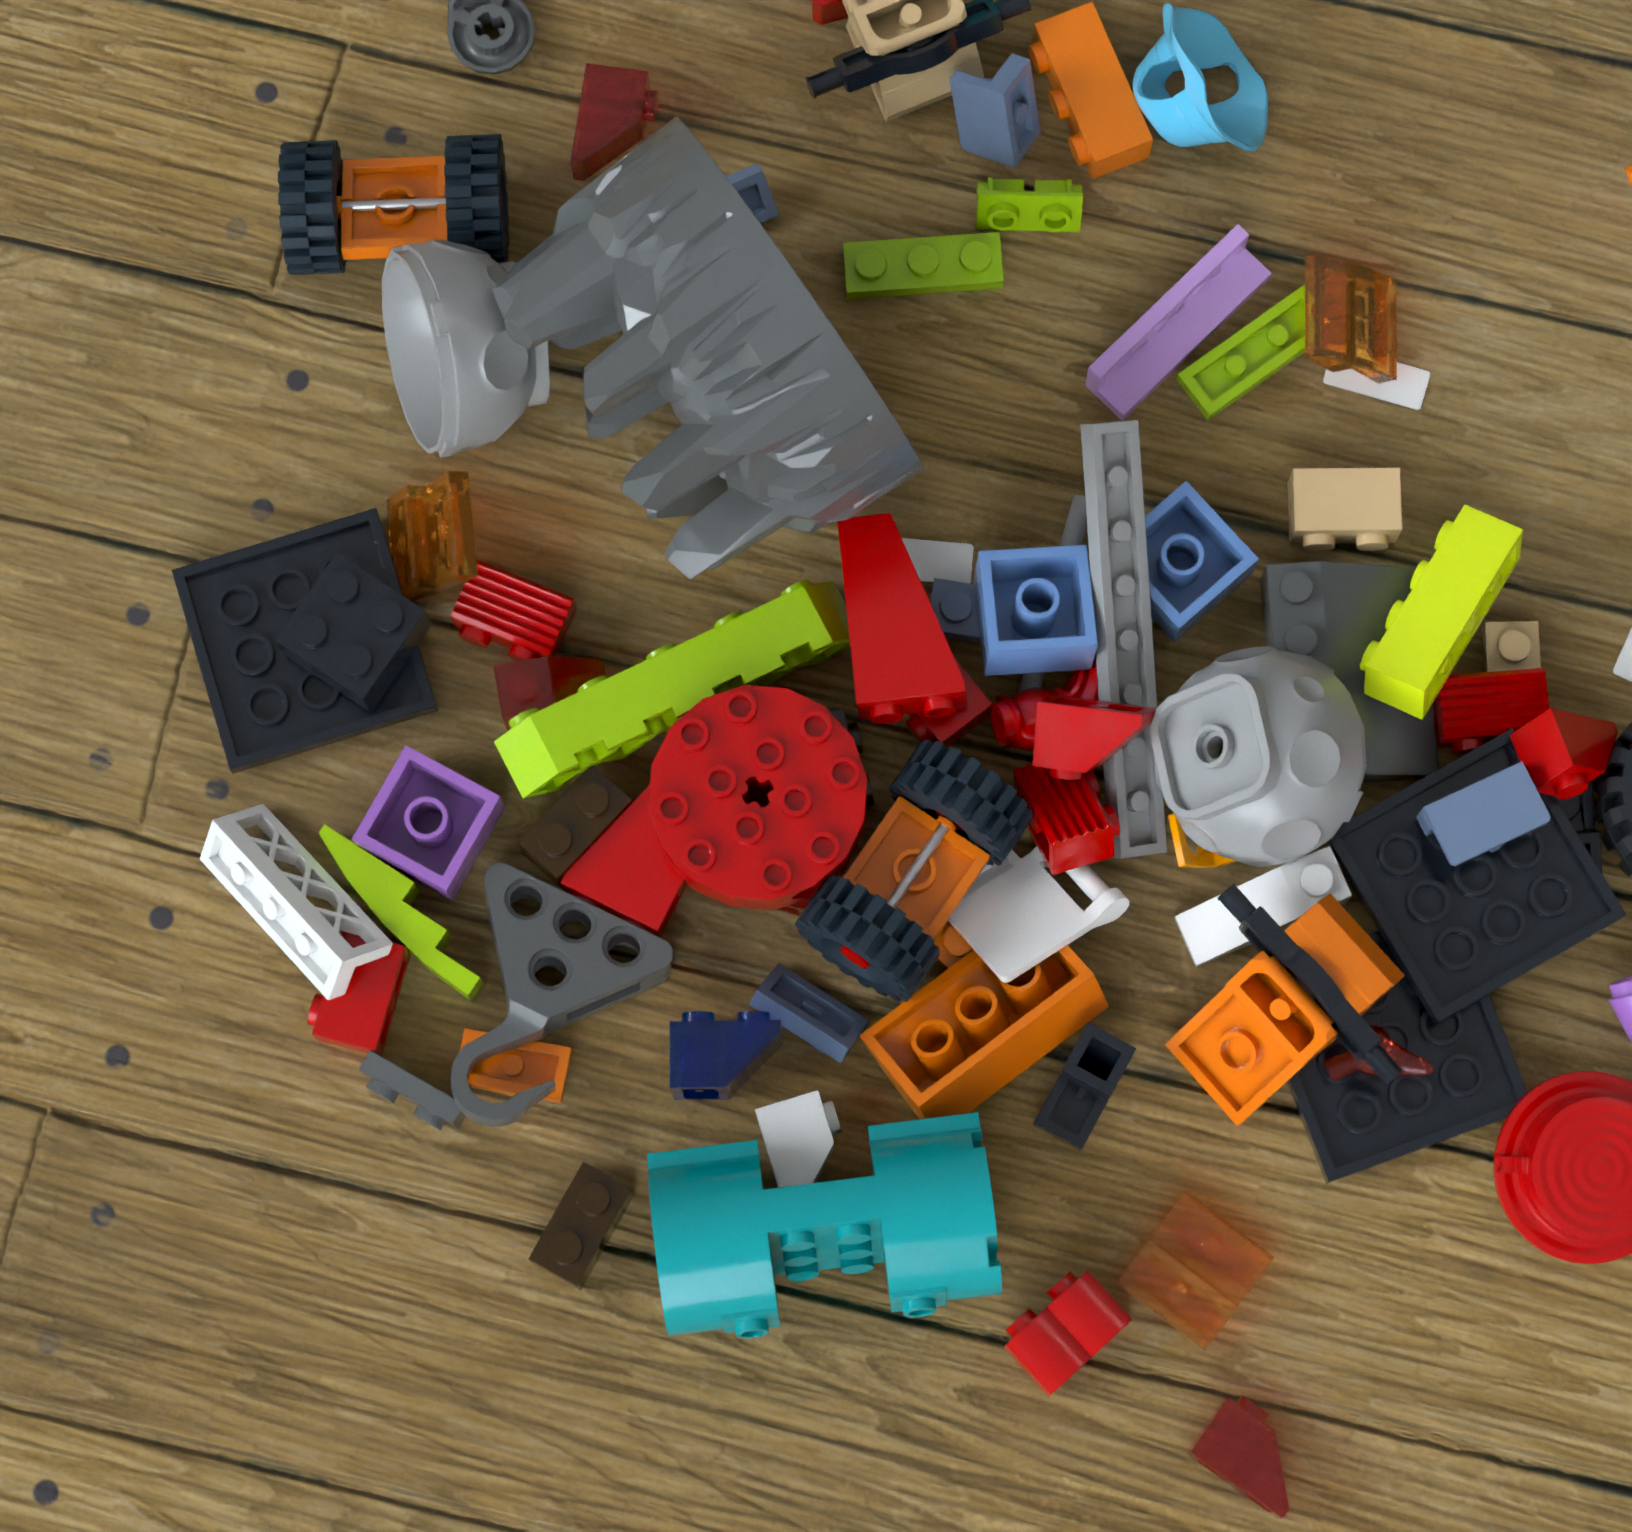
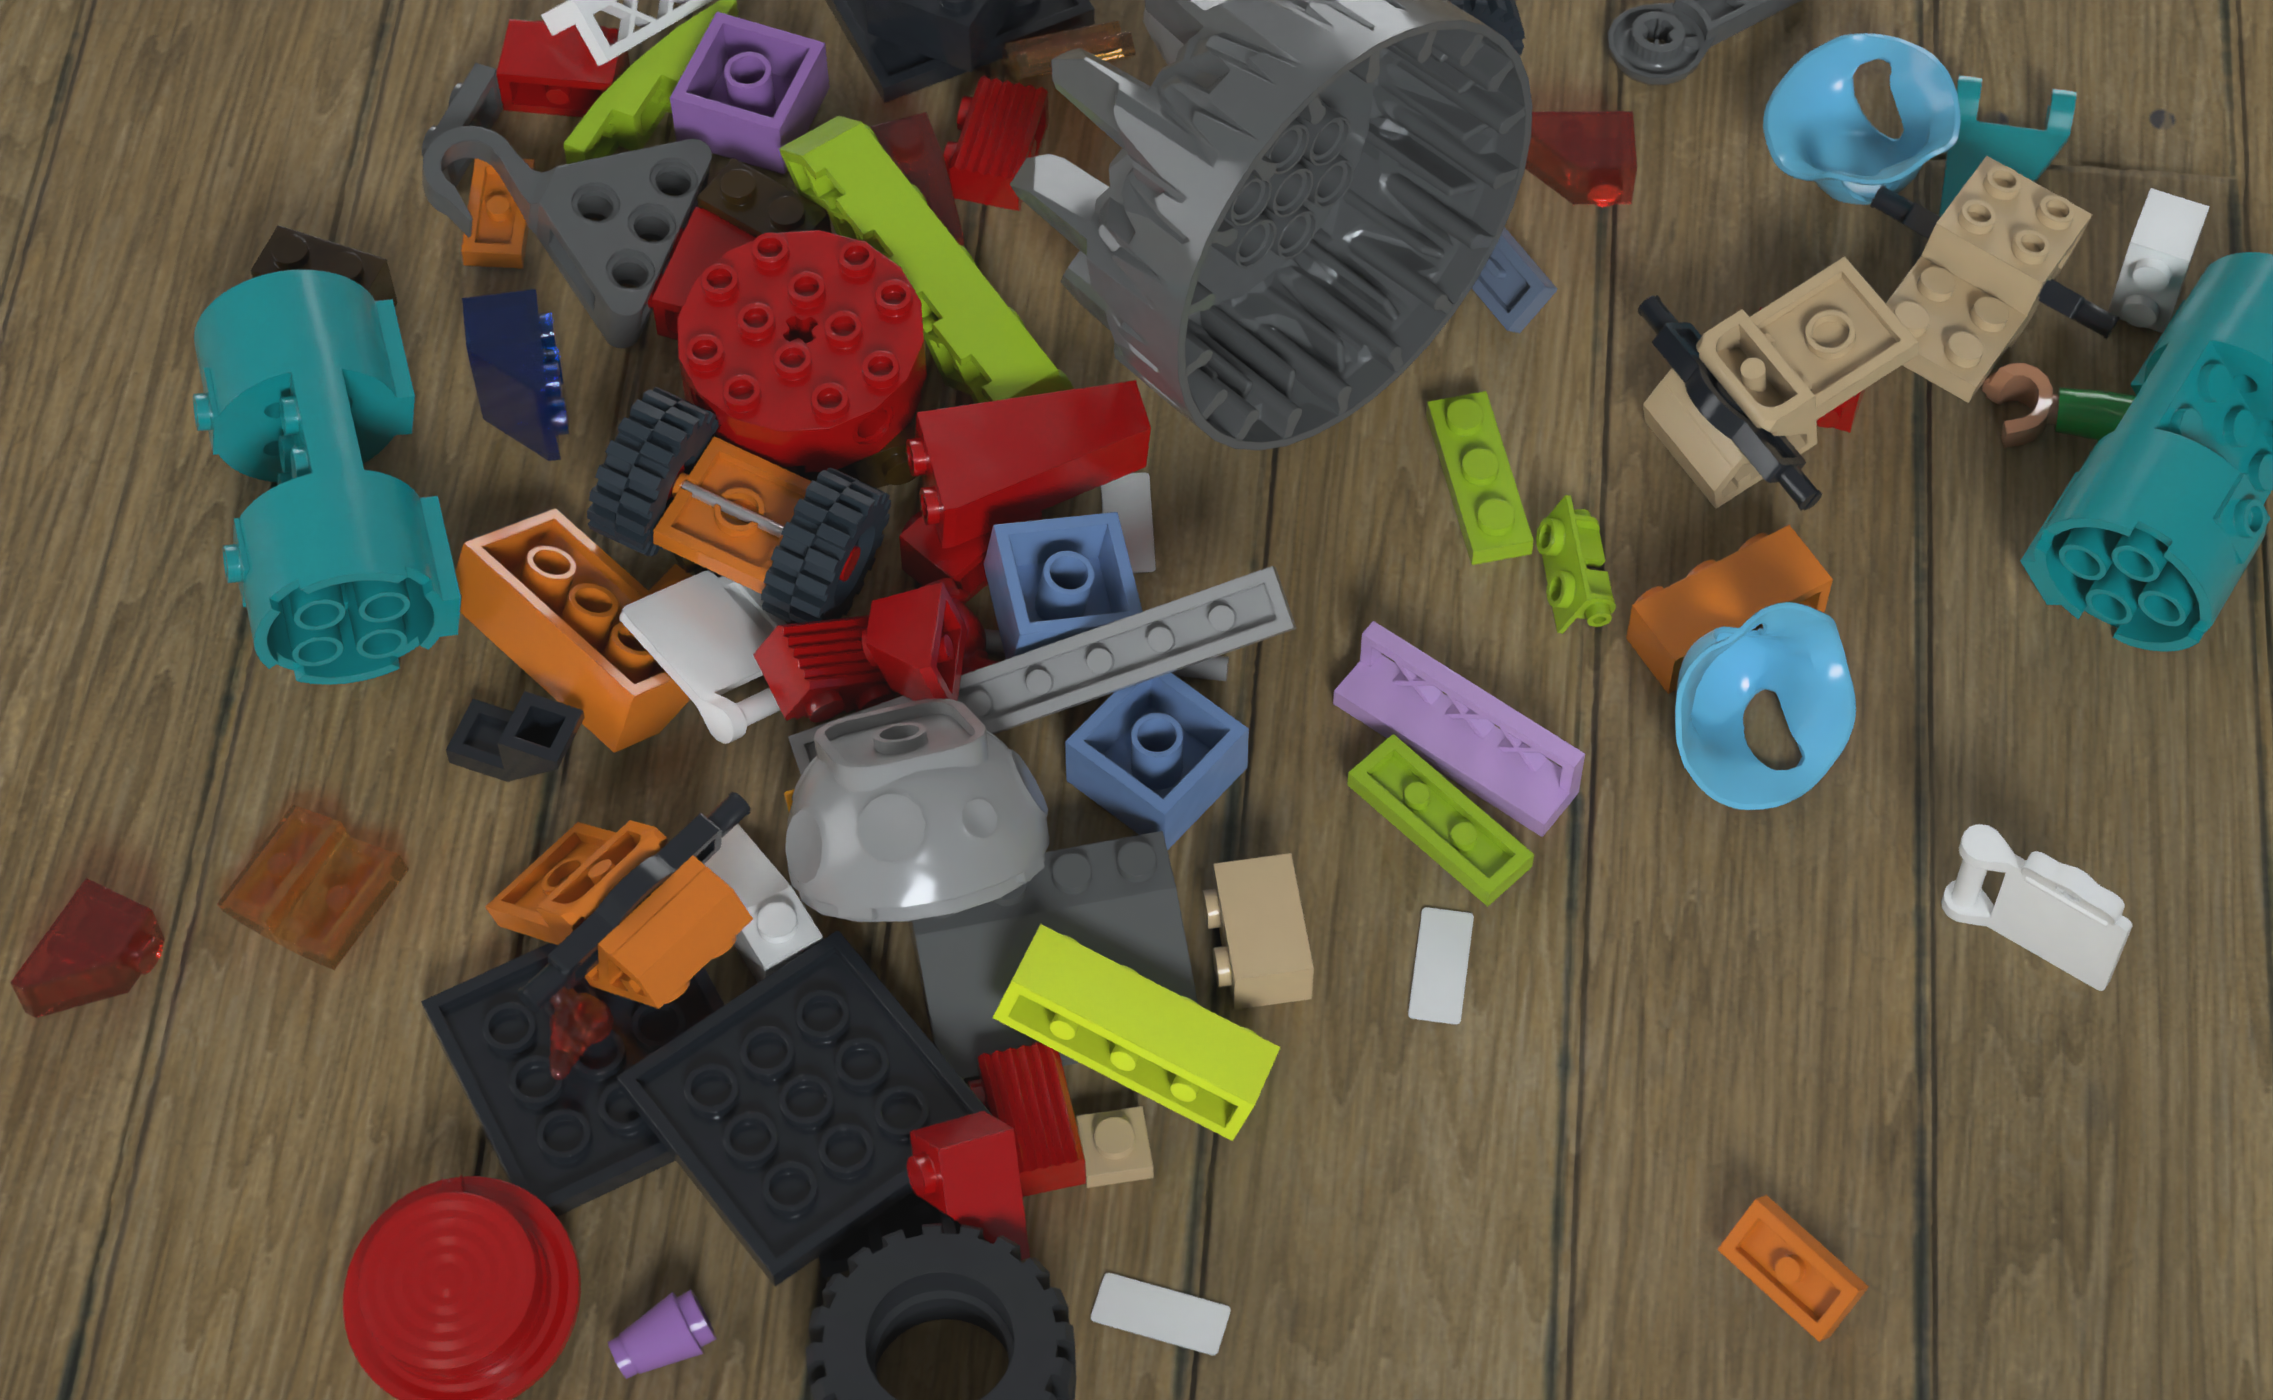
camera: 80 degrees right, 20 degrees down
(798, 1137) = (435, 462): white slope -> none
(809, 1012) = (573, 461): sand blue plate -> none
(997, 114) = (1673, 506): sand blue panel -> none
(1066, 1331) = (230, 756): red brick -> none
(1350, 318) = (1497, 900): clear orange slope -> none
(1485, 814) = (869, 1072): sand blue panel -> none

